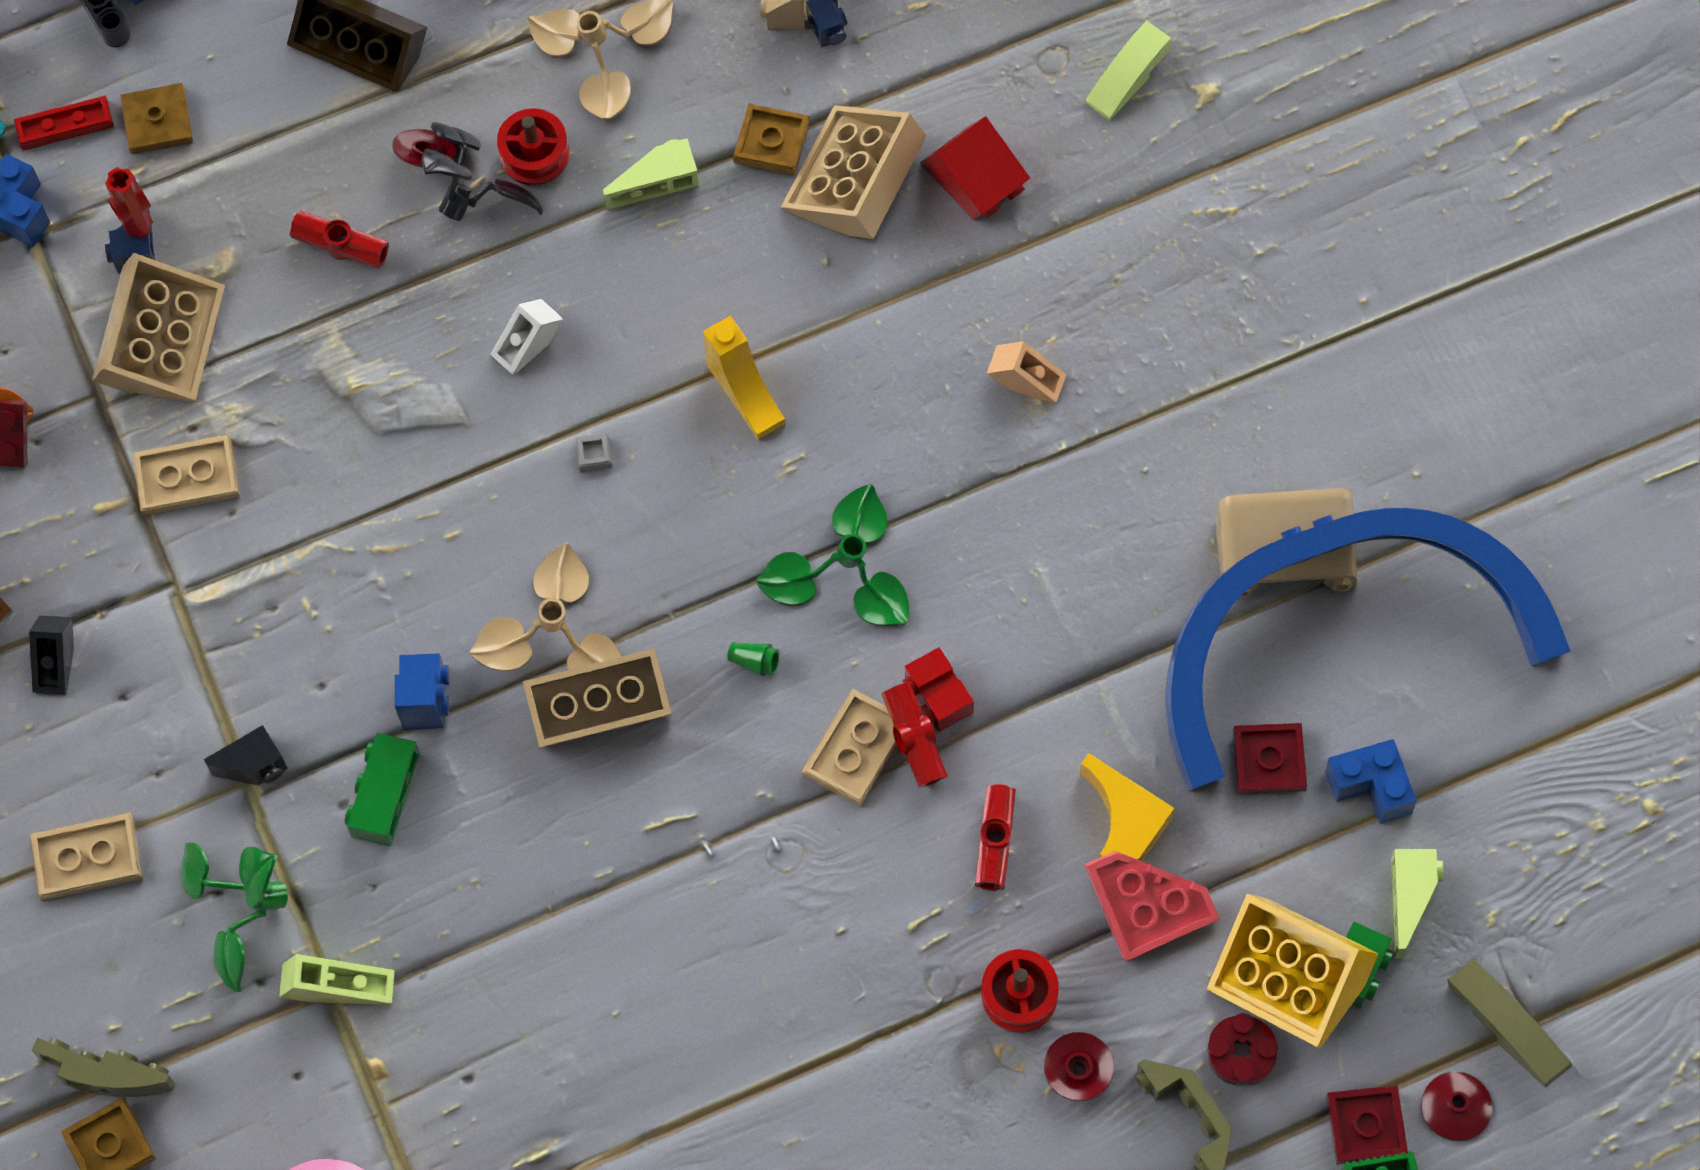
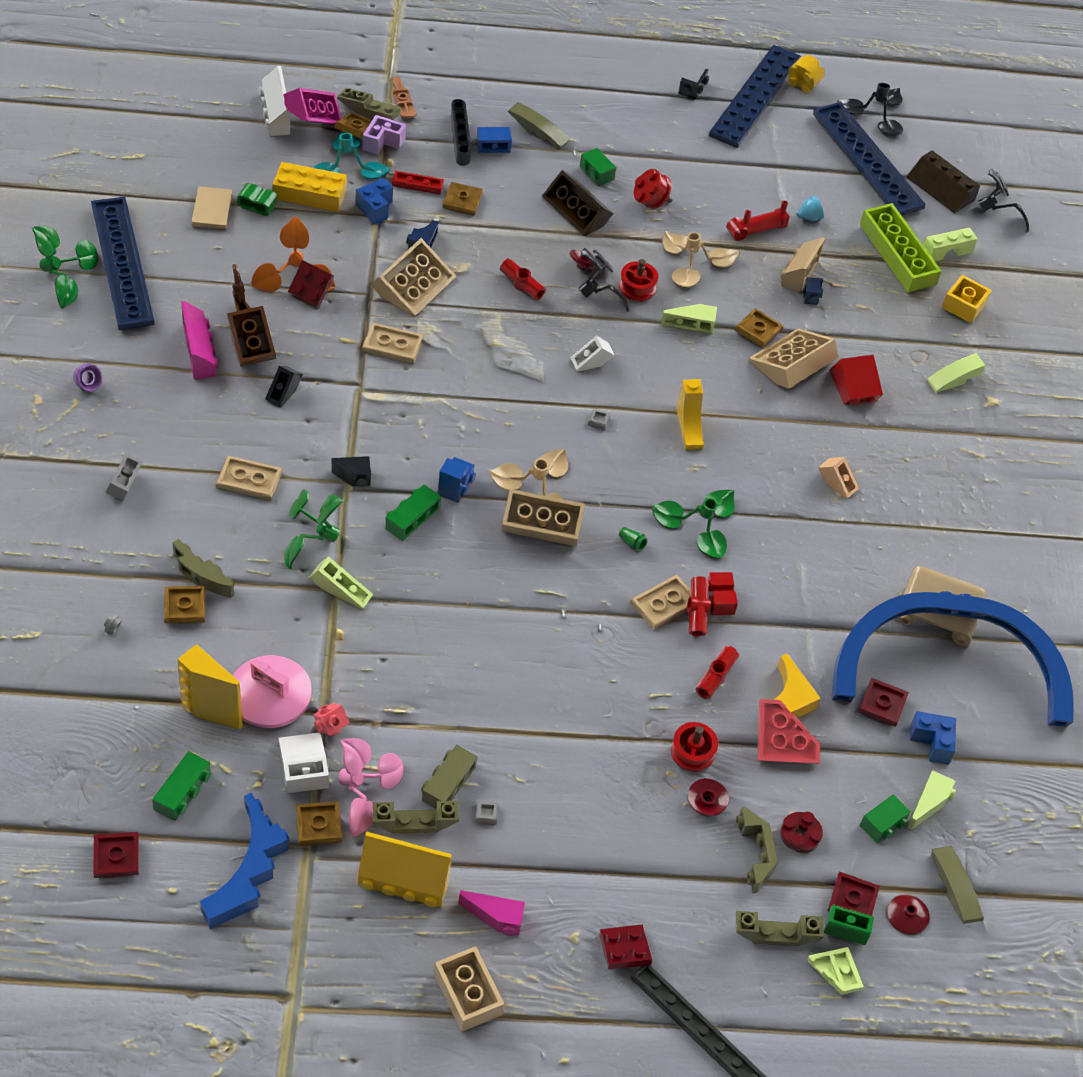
camera: 15 degrees right, 15 degrees down
(129, 202) = (430, 212): red piece -> none
(1290, 970) = (848, 799): yellow slope -> none

